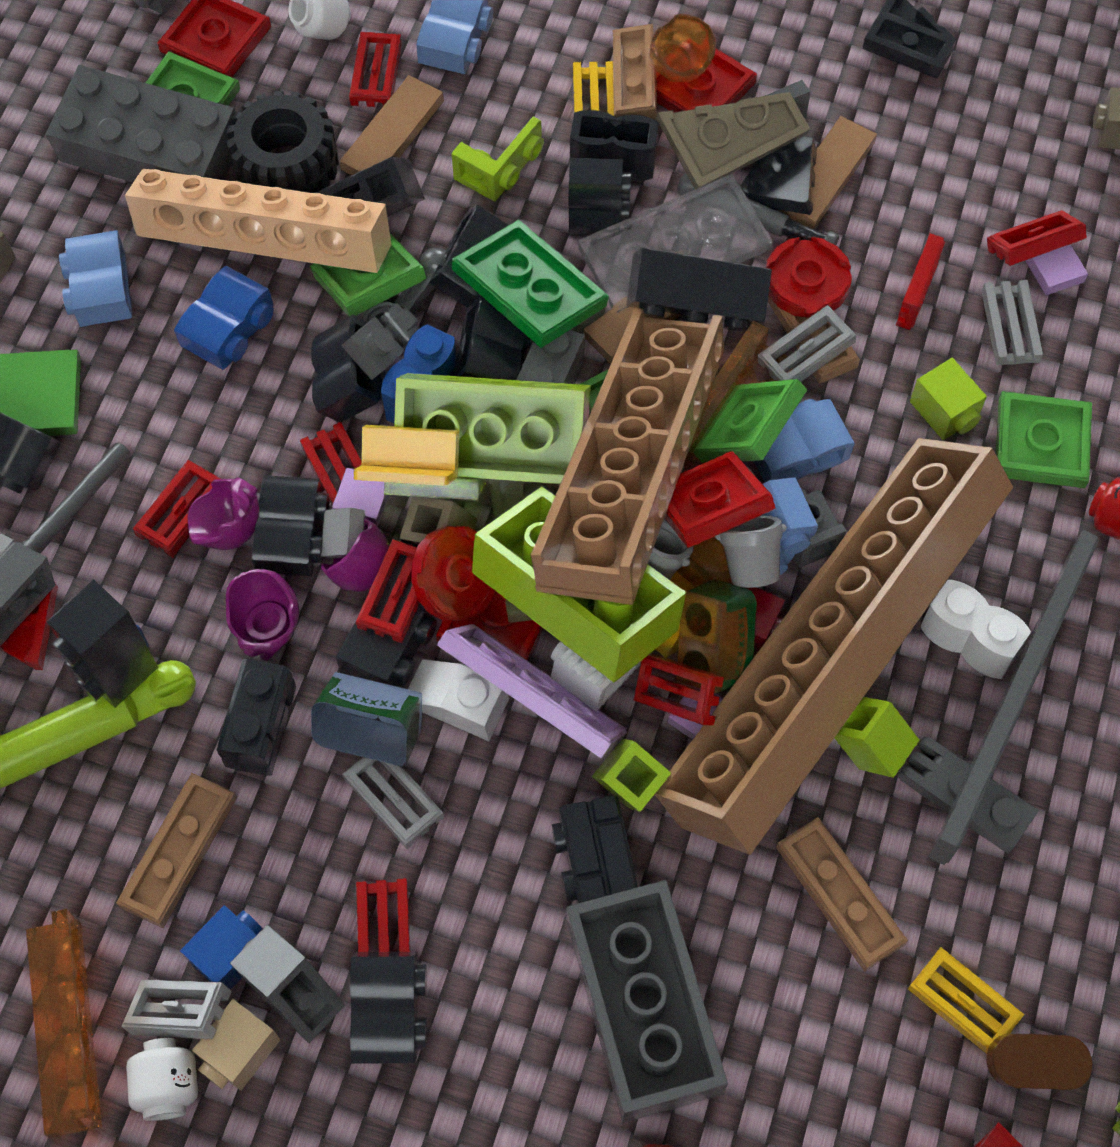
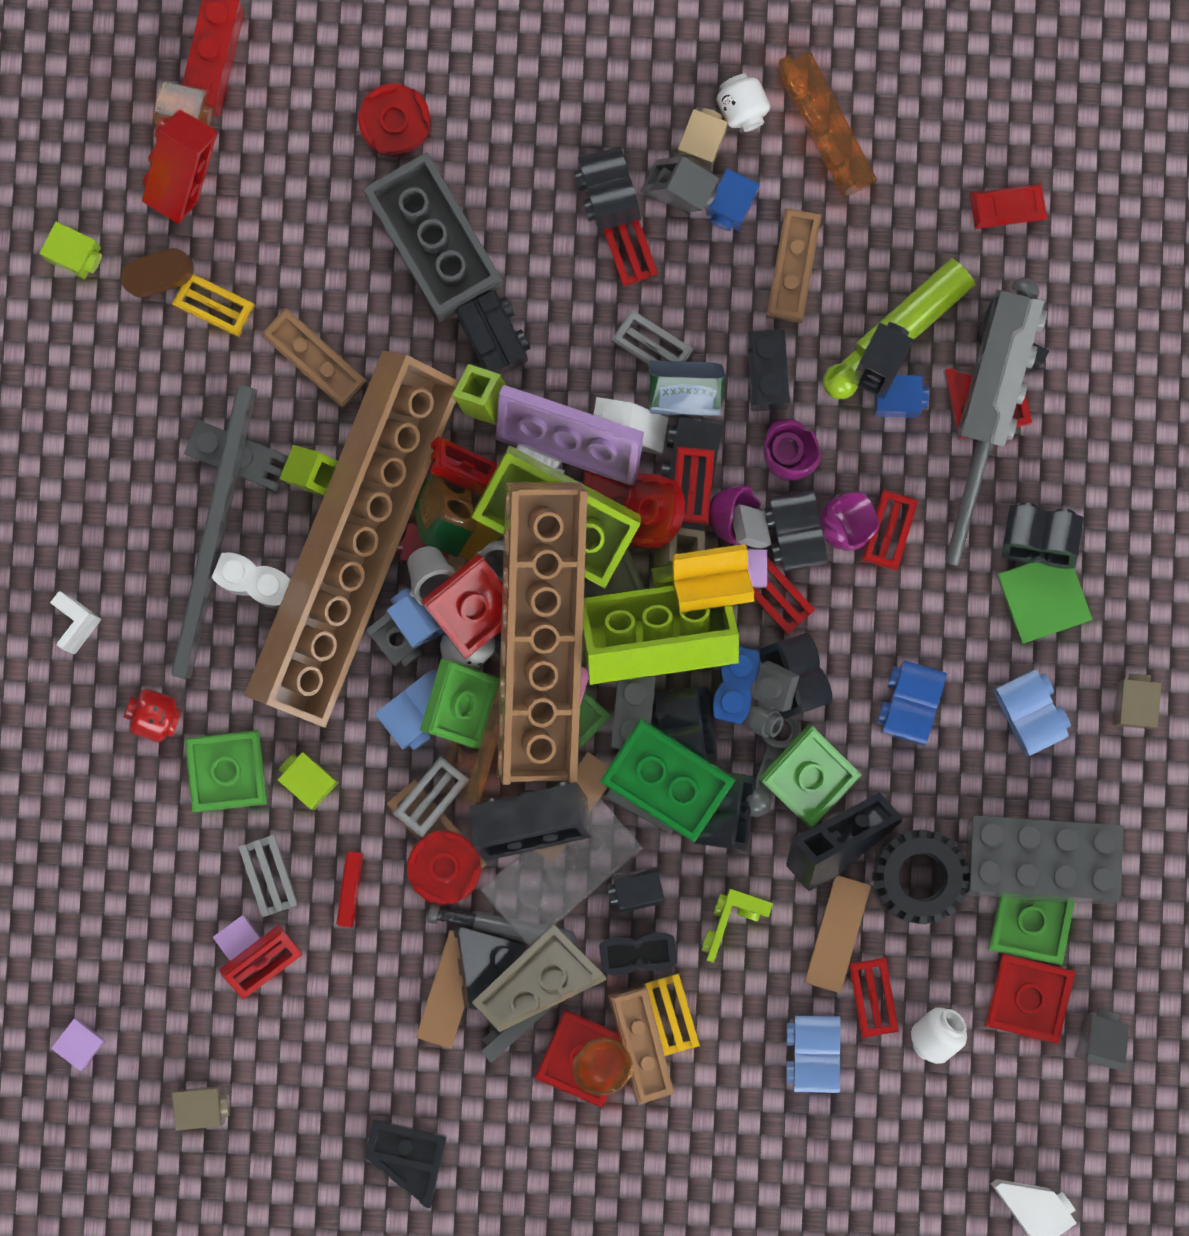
camera: 165 degrees right, 20 degrees up
(174, 1025) = (724, 149): light grey tile -> none
(260, 220) = (912, 791): light nougat brick -> none

